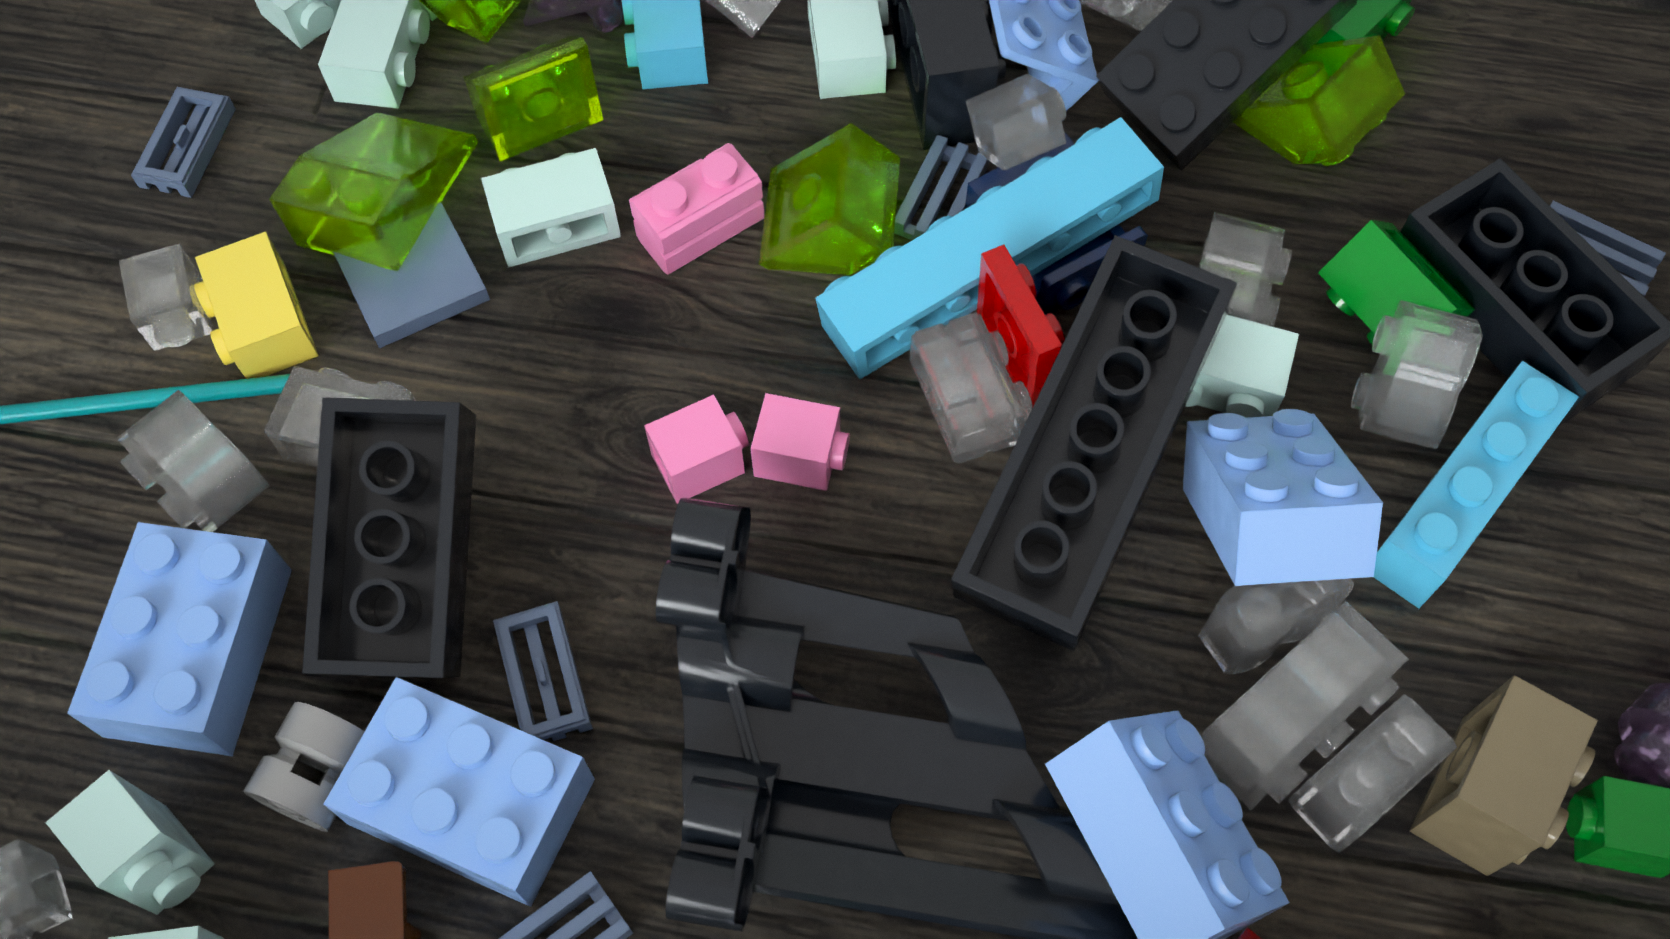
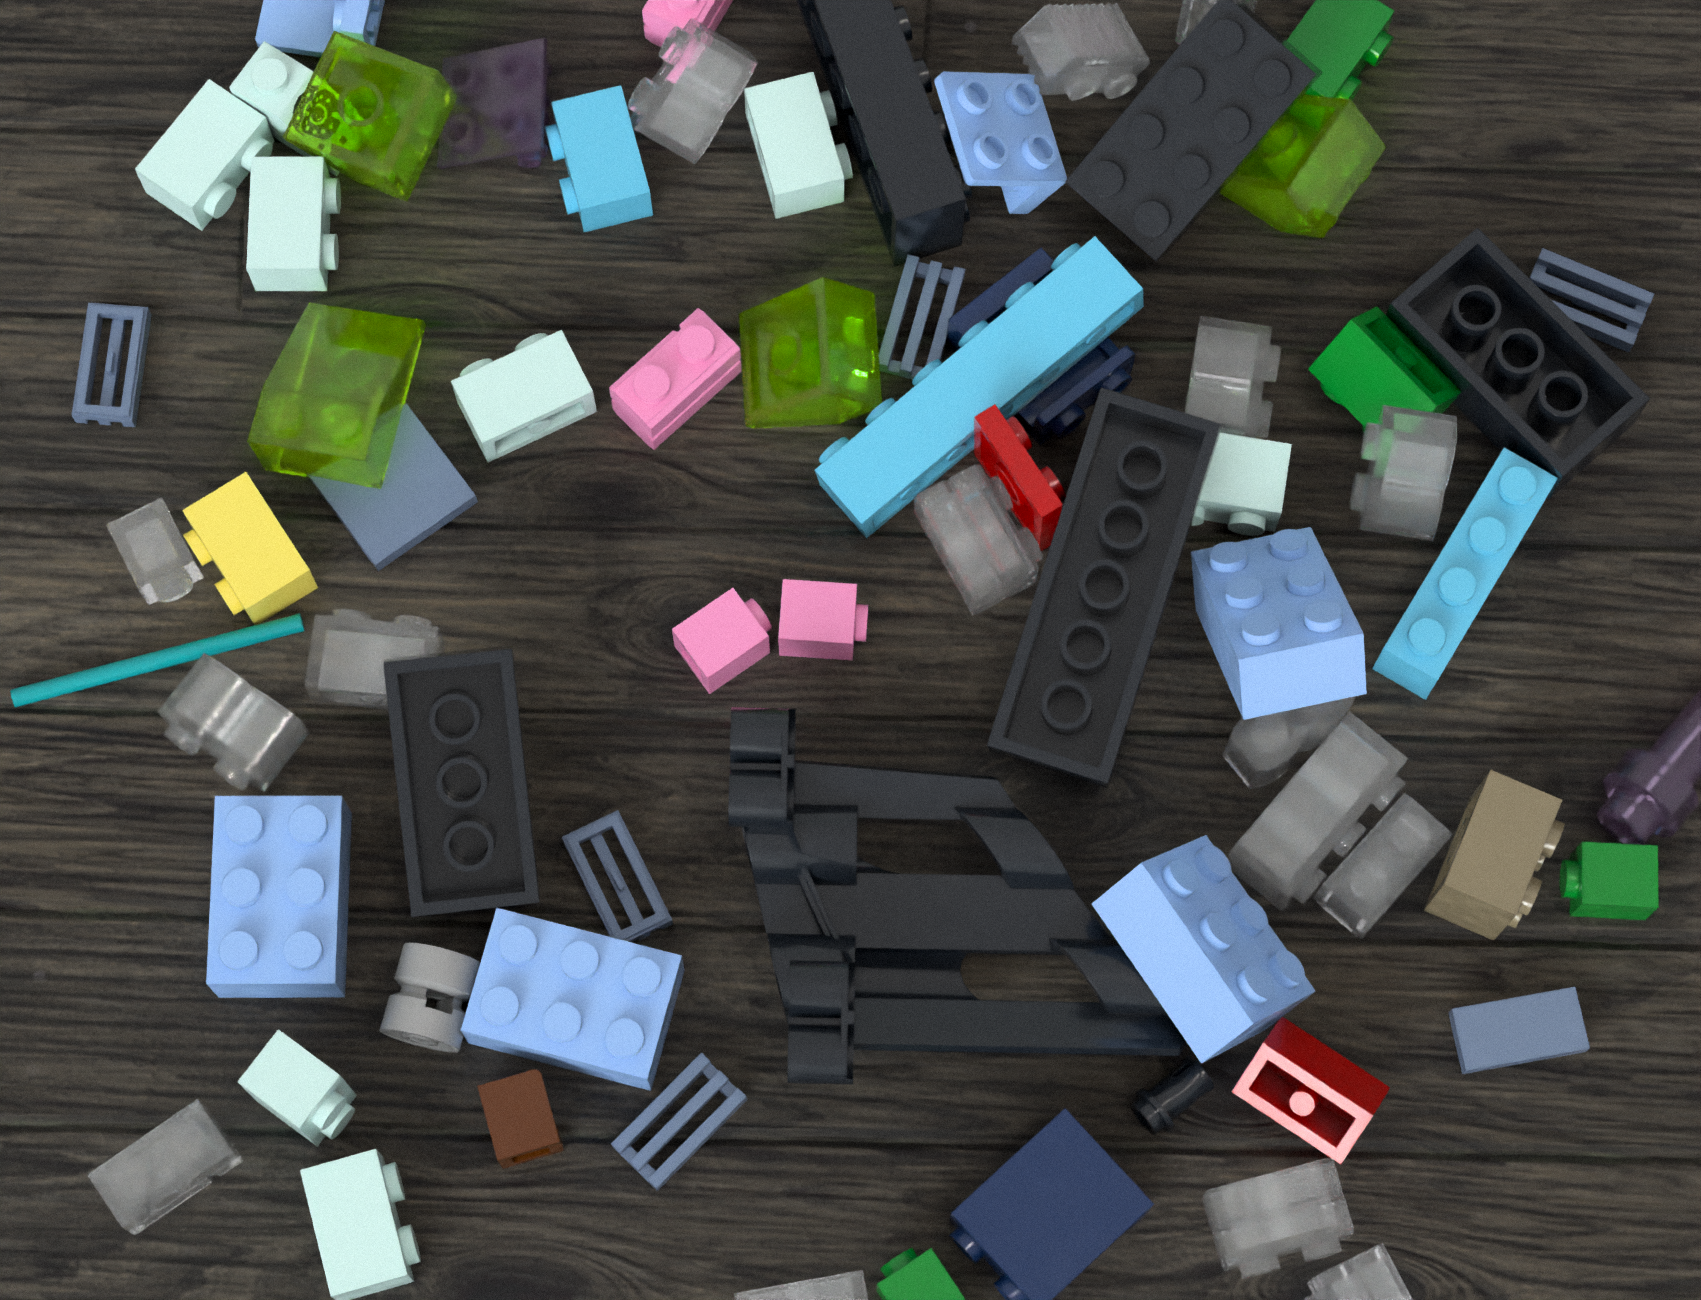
camera: 10 degrees left, 10 degrees up
(536, 96) = (478, 266): clear neon green slope -> none
(1017, 121) = (990, 246): clear brick -> none

